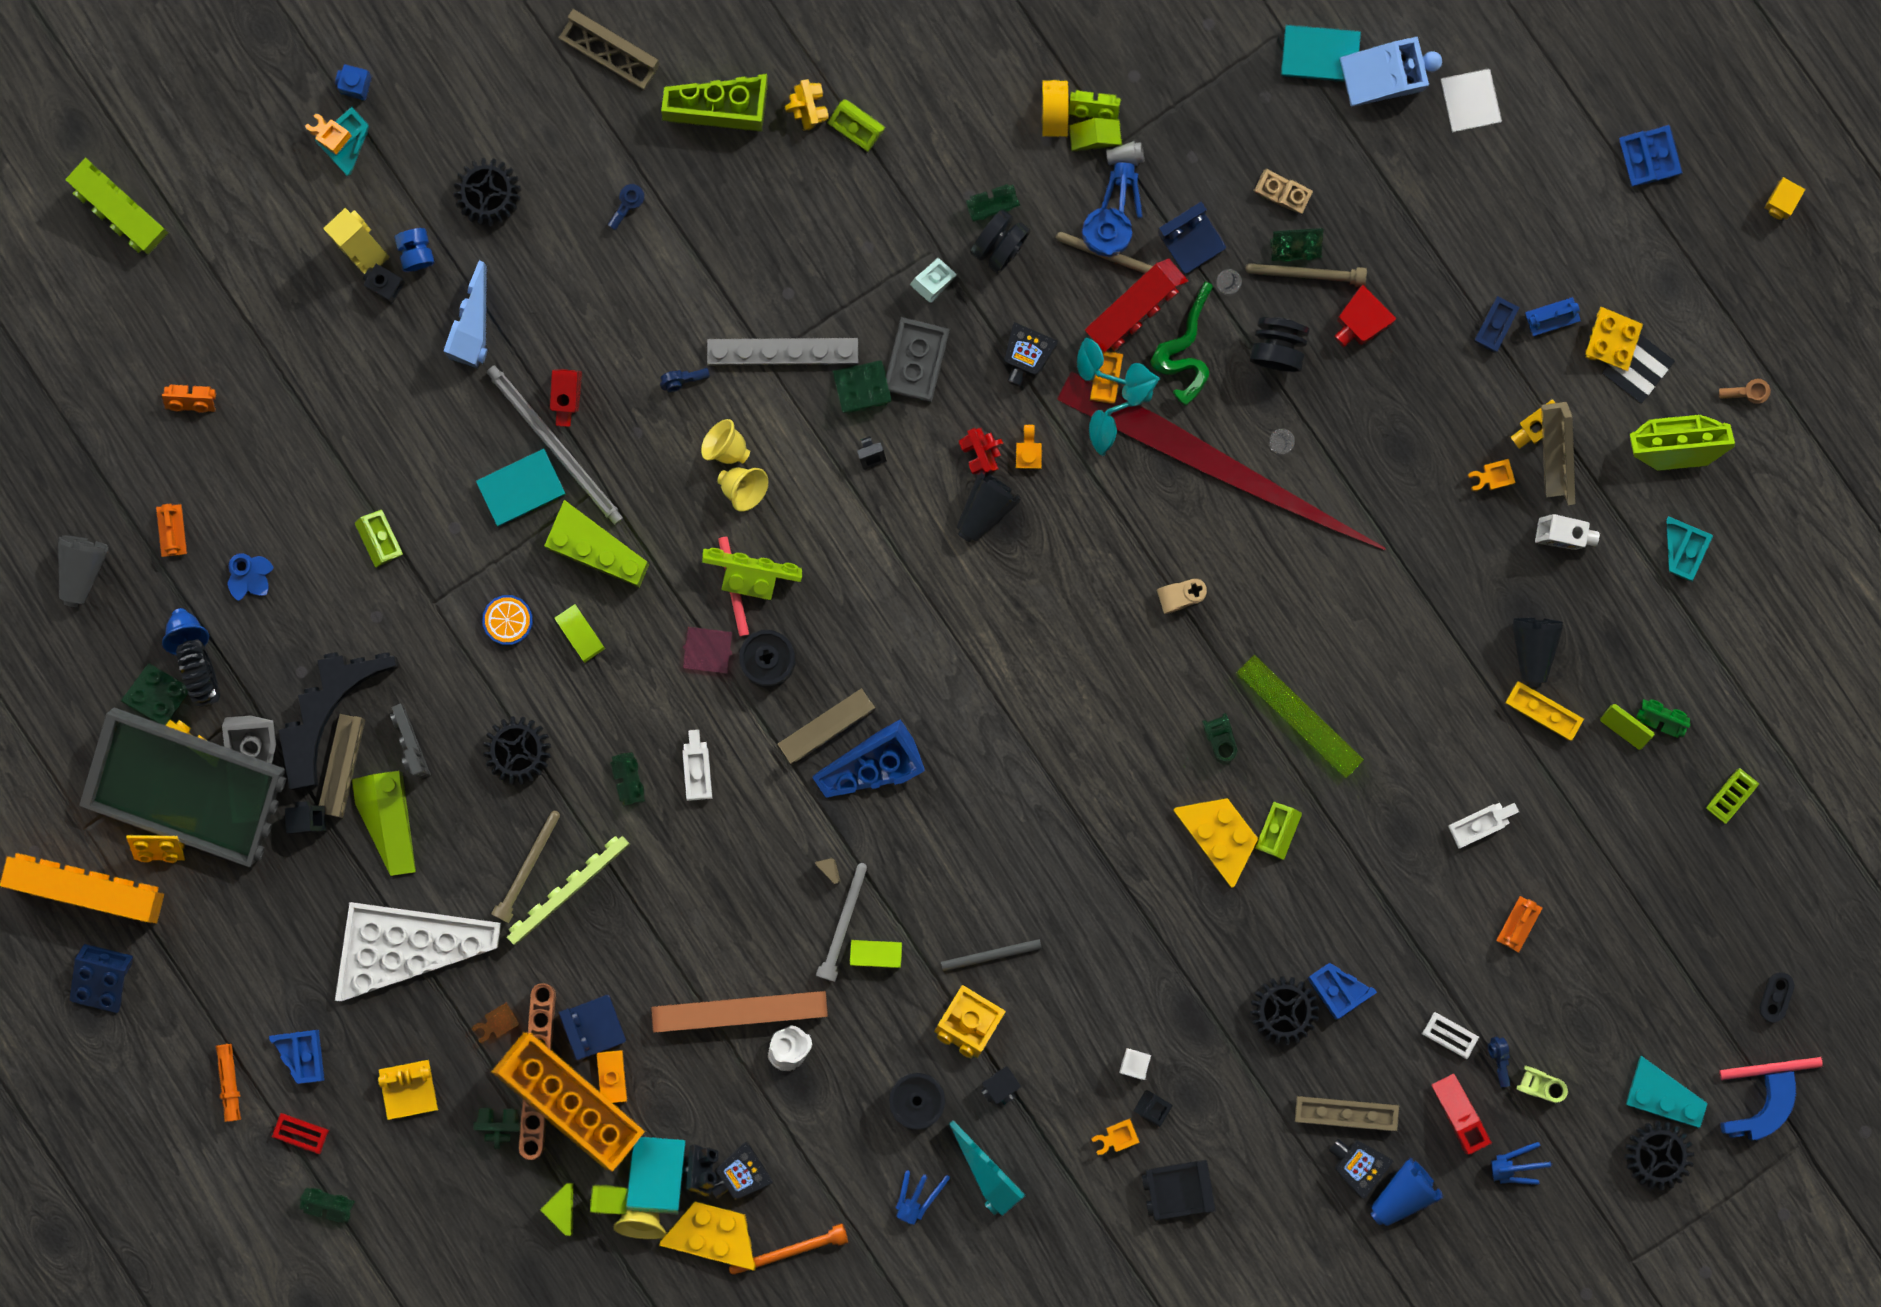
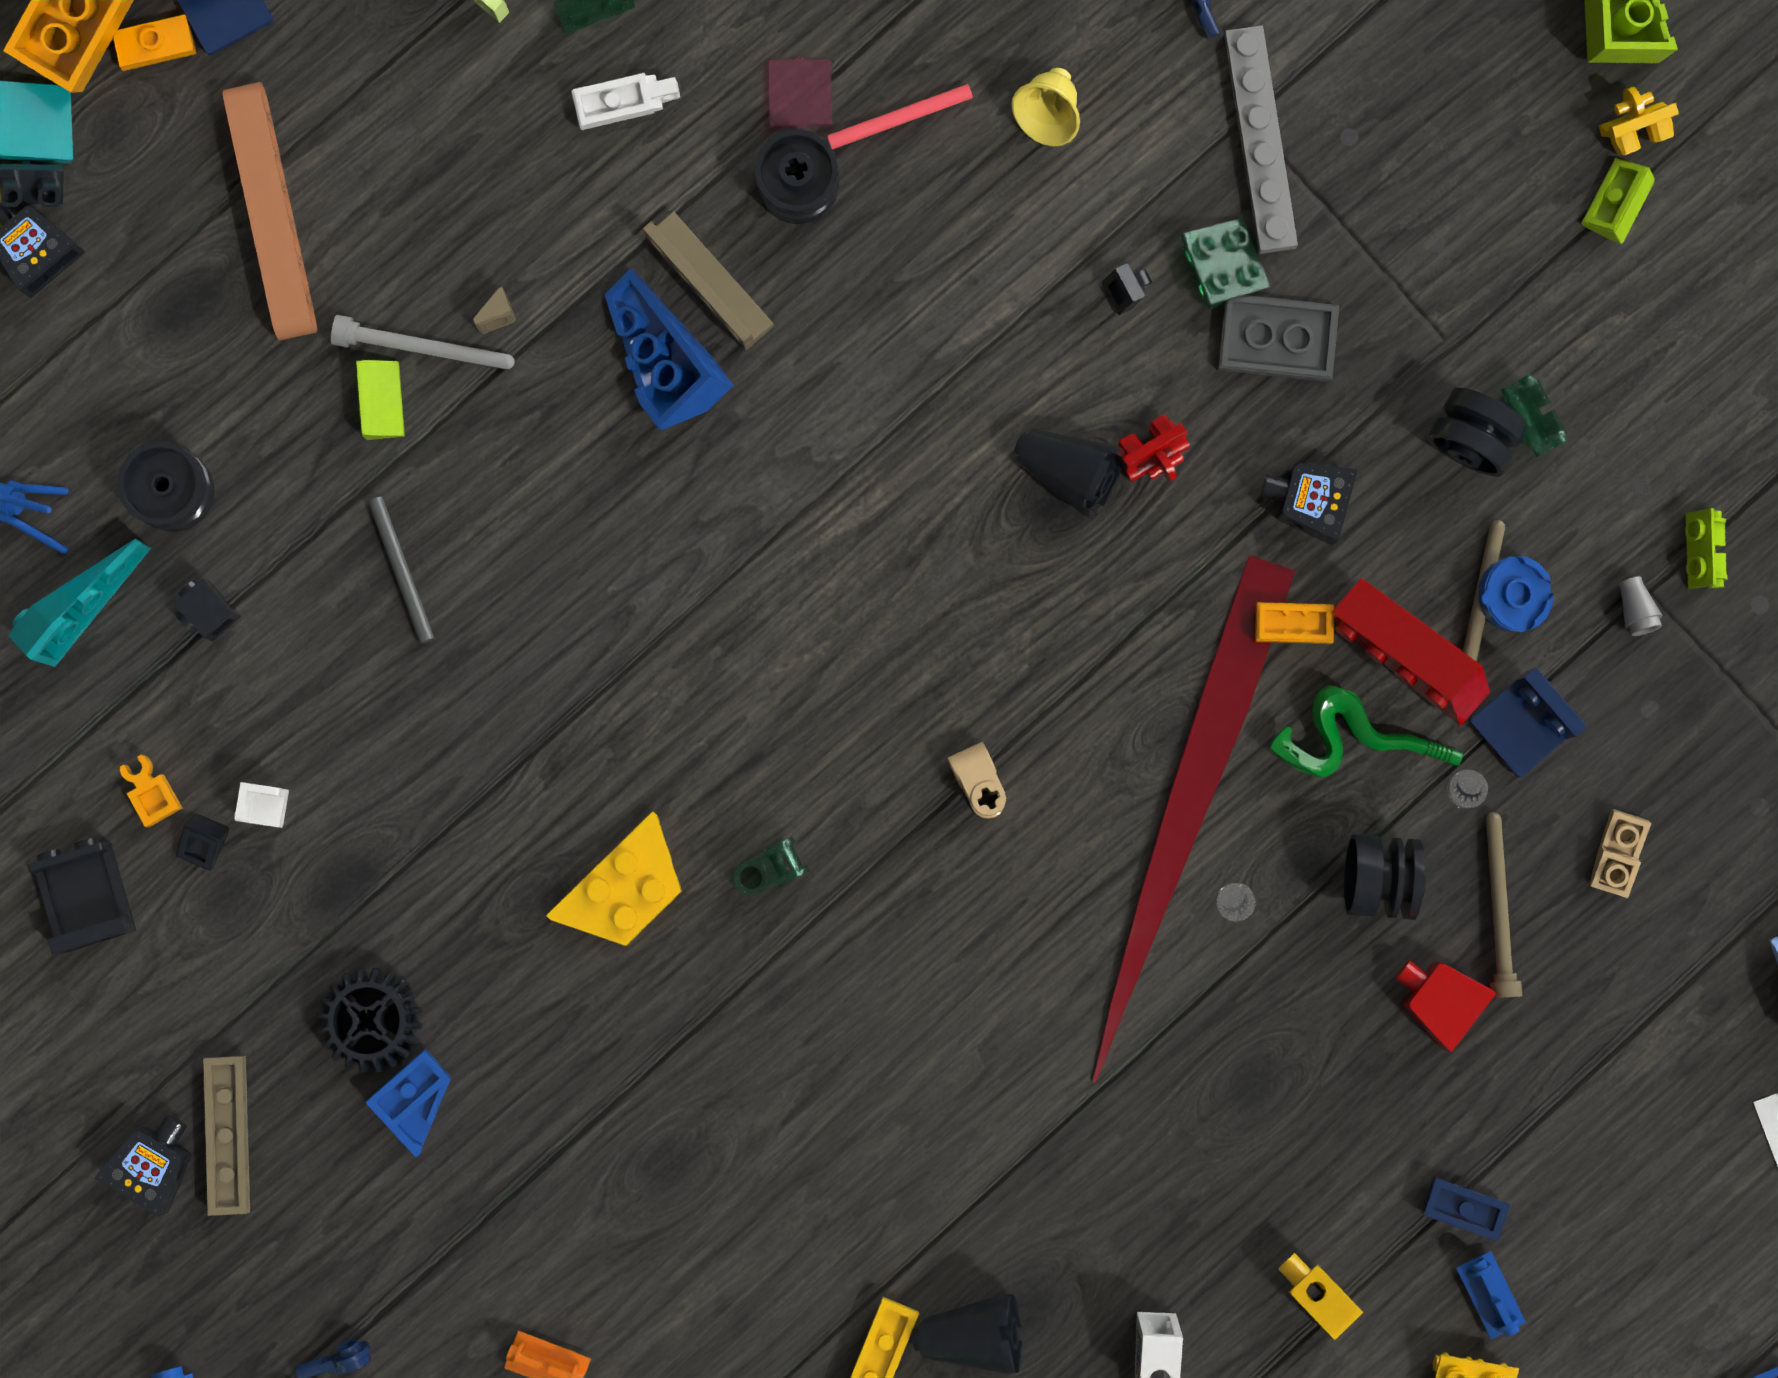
camera: 80 degrees right, 0 degrees up
(724, 444) = (1107, 72): light yellow hat -> none
(750, 575) = (919, 132): lime bracket -> none
(789, 1048) = (223, 289): white hair -> none
(933, 280) = (1401, 343): light aqua slope -> none
(969, 1022) = (294, 549): yellow plate -> none
(1028, 453) = (1162, 524): light orange plate -> none
(1055, 108) = (1692, 489): yellow brick -> none
(1095, 134) = (1662, 557): lime slope -> none
(1123, 176) = (1603, 606): blue plant -> none
(1137, 390) = (1281, 668): teal plant -> none
(1278, 830) = (642, 975): lime slope -> none
(1296, 244) = (1542, 883): clear green hinge -> none
(1300, 716) = (820, 985): clear neon green plate -> none
(1405, 1194) = (112, 1243): blue cone -> none
(1435, 1016) = (378, 1248): white tile -> none
(1461, 1114) = (242, 1311): slope -> none
(1481, 823) = (692, 1285): white hinge -> none
(1496, 475) = (1231, 1237): light orange plate -> none
(1558, 451) = (1283, 1332): dark tan fence -> none

